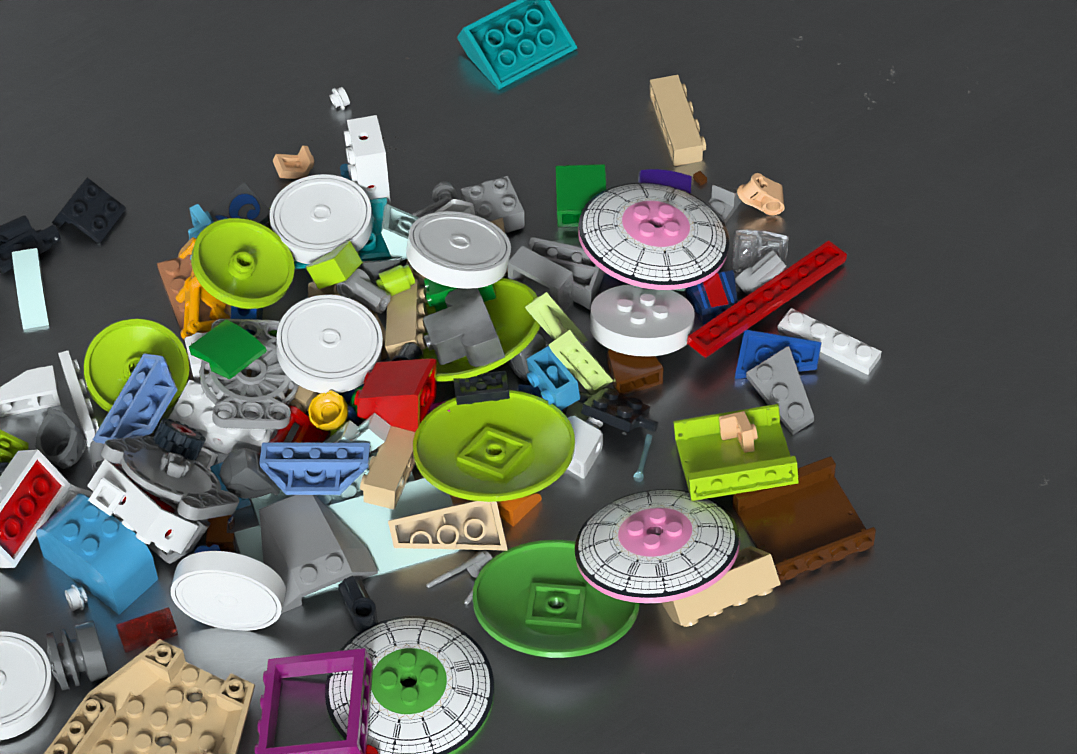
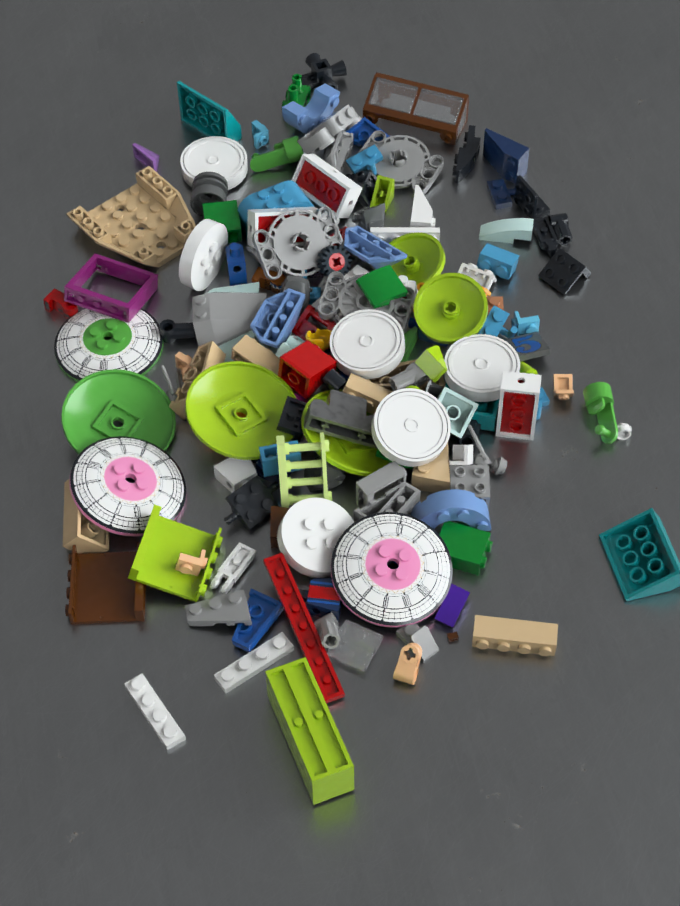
camera: 110 degrees right, 0 degrees up
(98, 279) = (498, 261): none -> dark azure brick
(107, 495) = (291, 203): white slope -> none
(132, 615) = (226, 214): none -> green brick
(135, 297) = (484, 278): none -> white bracket
(307, 122) = (600, 401): none -> bright green piece
(421, 561) = (183, 363): none -> light nougat bracket
(547, 208) = (453, 506): none -> medium blue brick
(638, 476) = (198, 505): clear light blue hinge -> none
(712, 400) = (233, 567): none -> white hinge
(900, 239) = (310, 730): none -> lime brick
(942, 411) = (154, 711): none -> white plate

